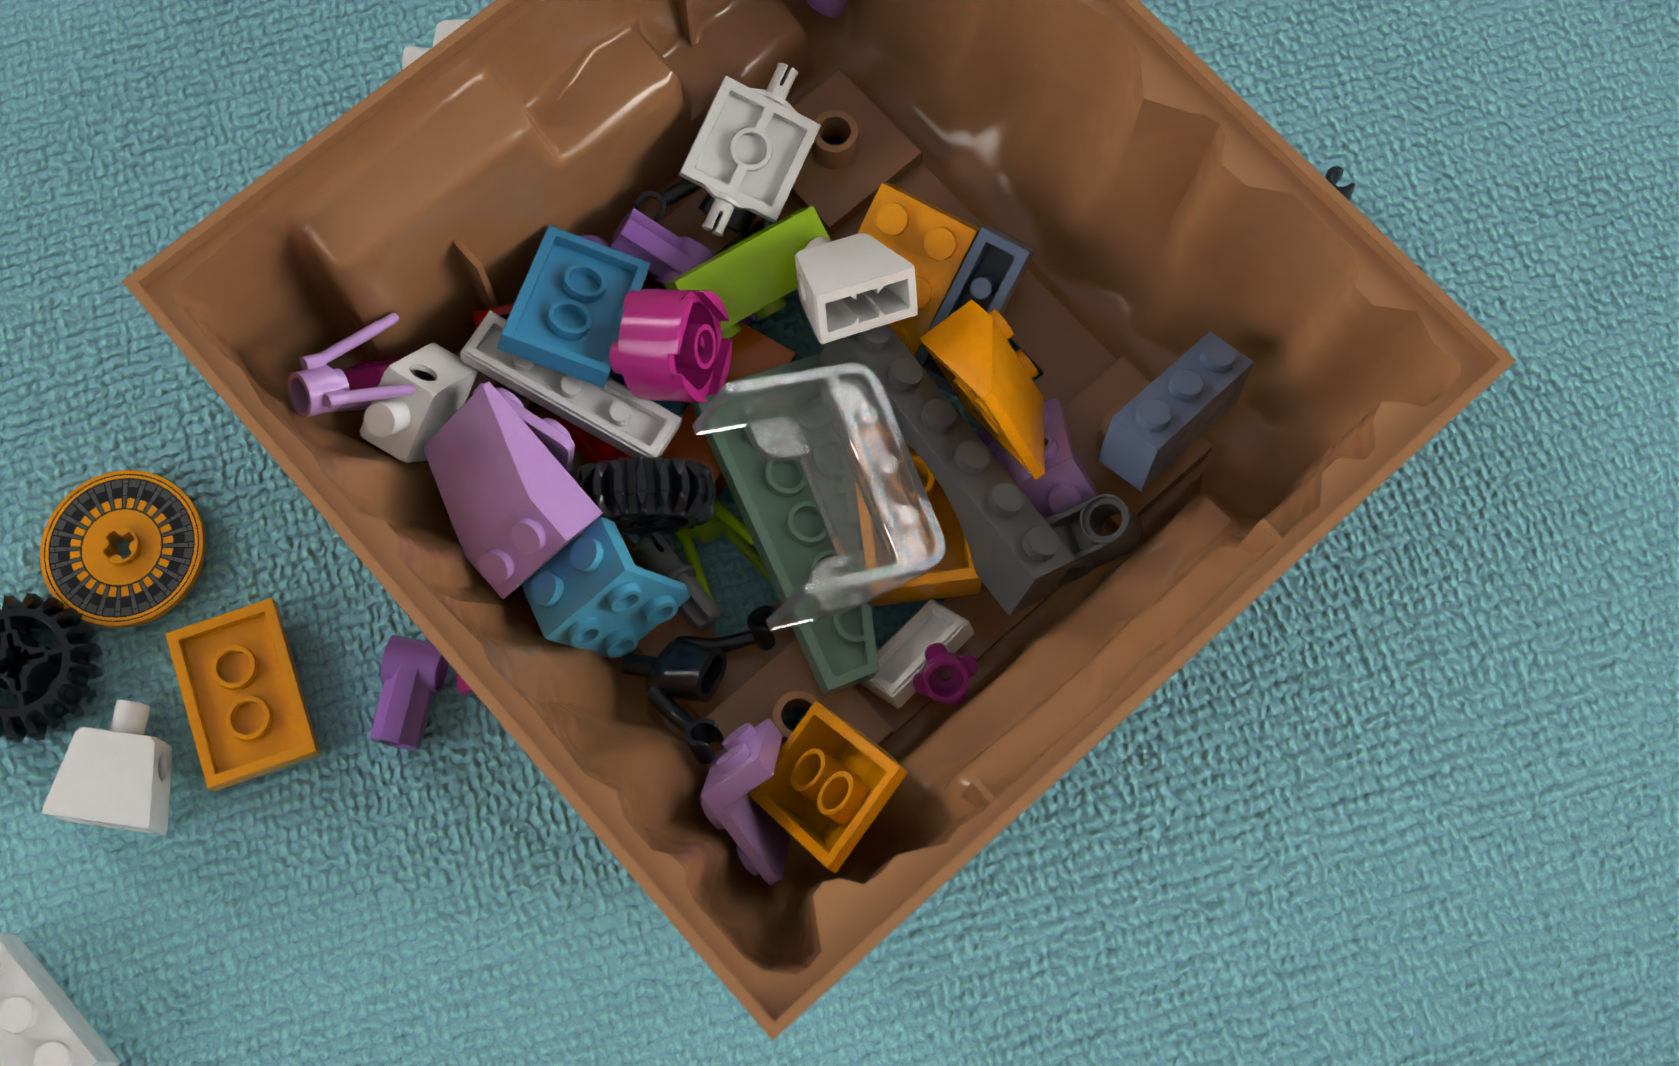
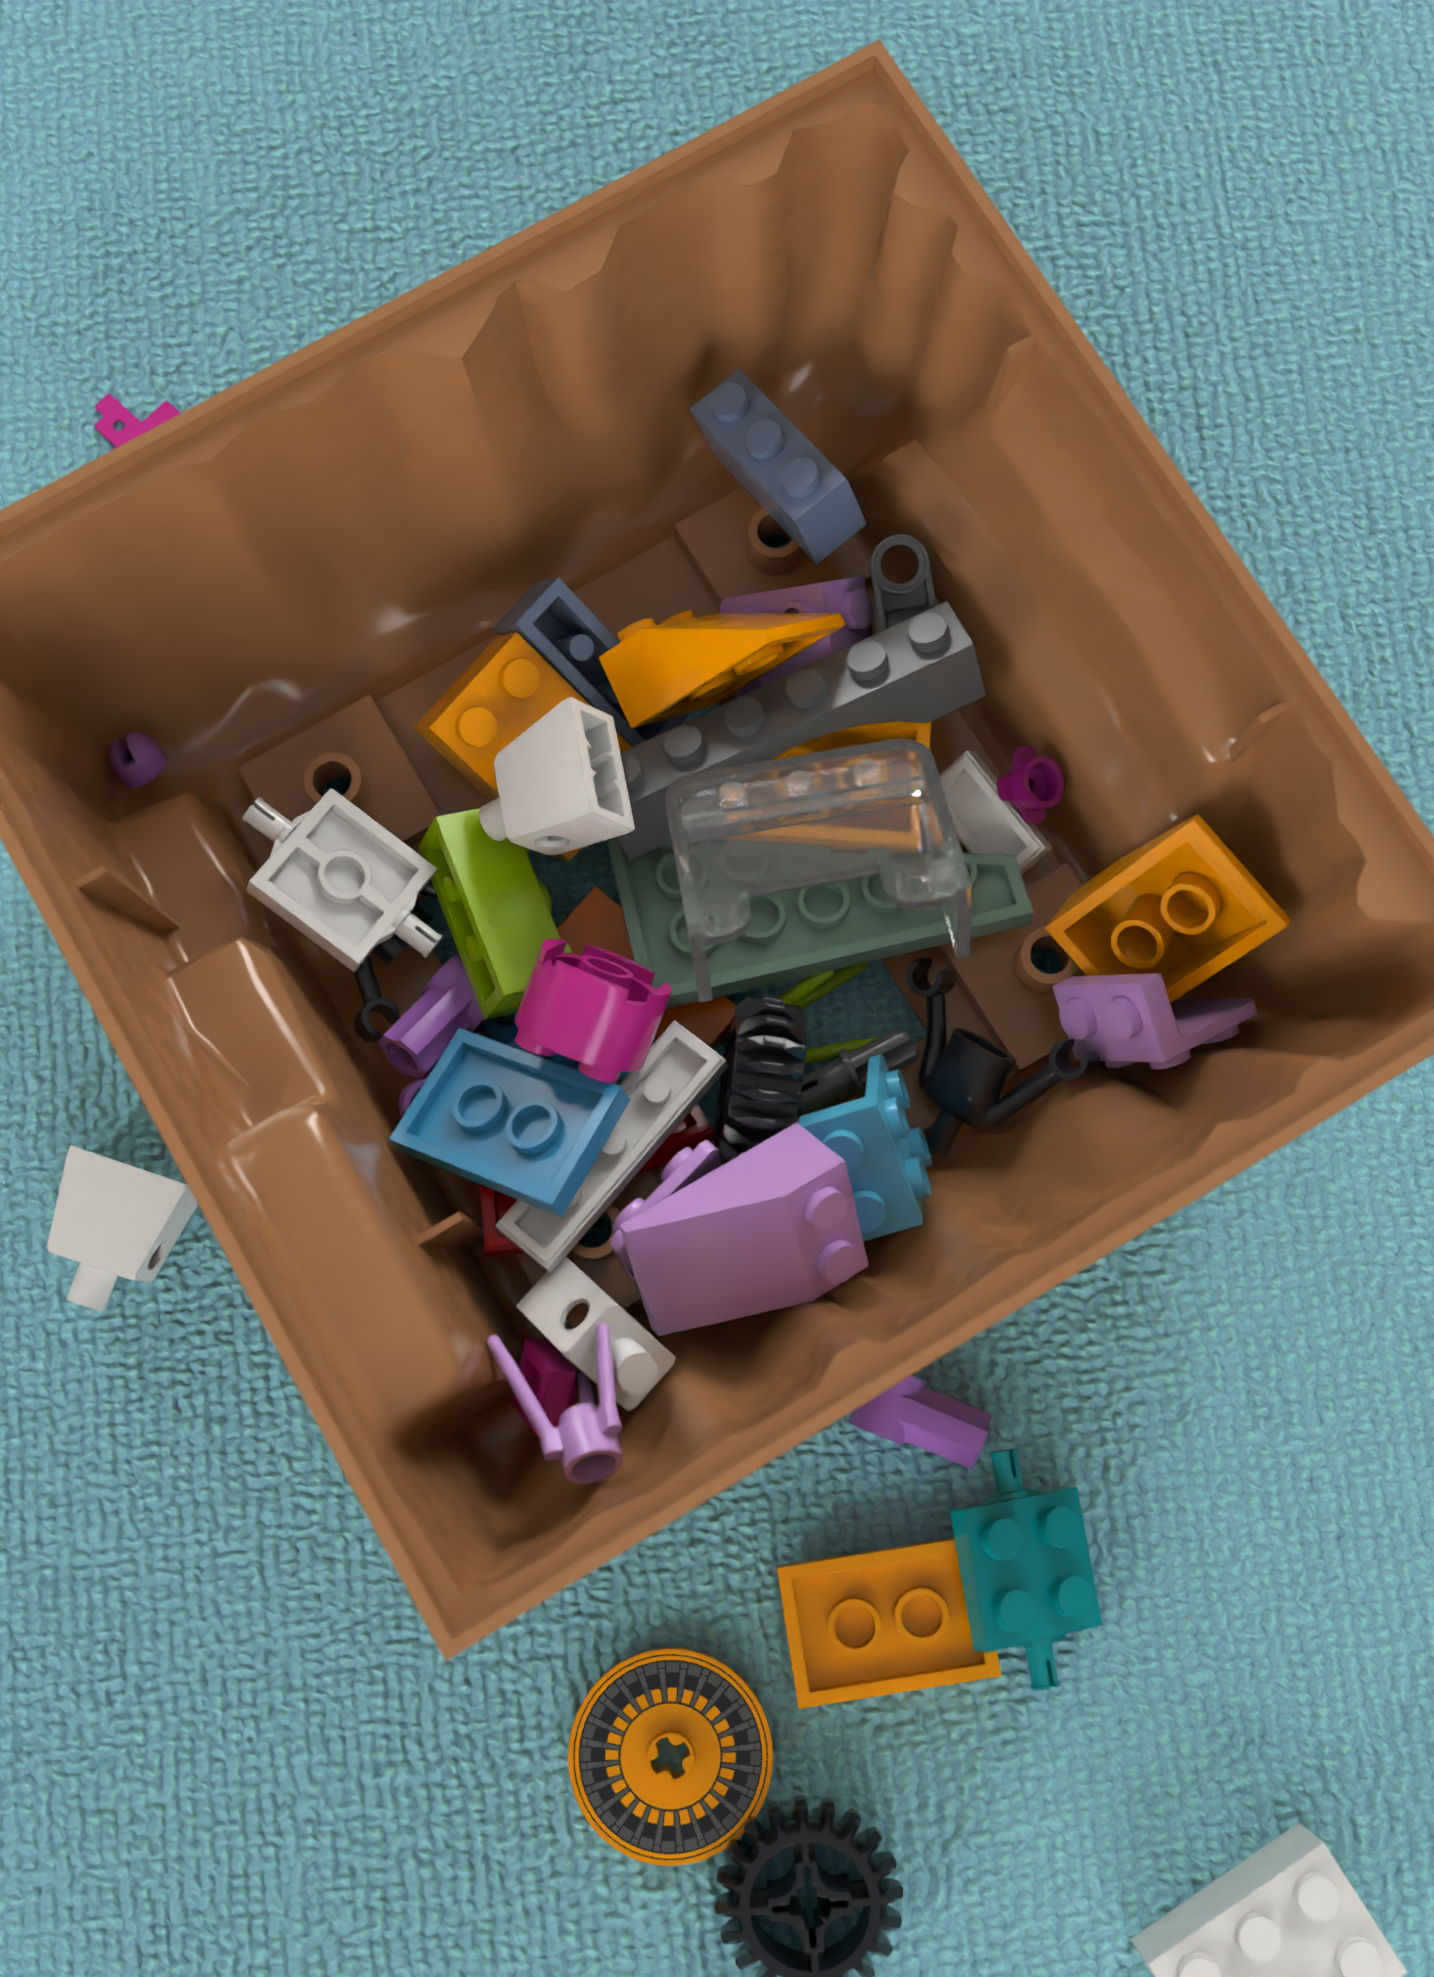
camera: 75 degrees left, 5 degrees up
(115, 776) = (967, 1792): white torso -> none
(295, 794) = (1025, 1568): none -> teal plate

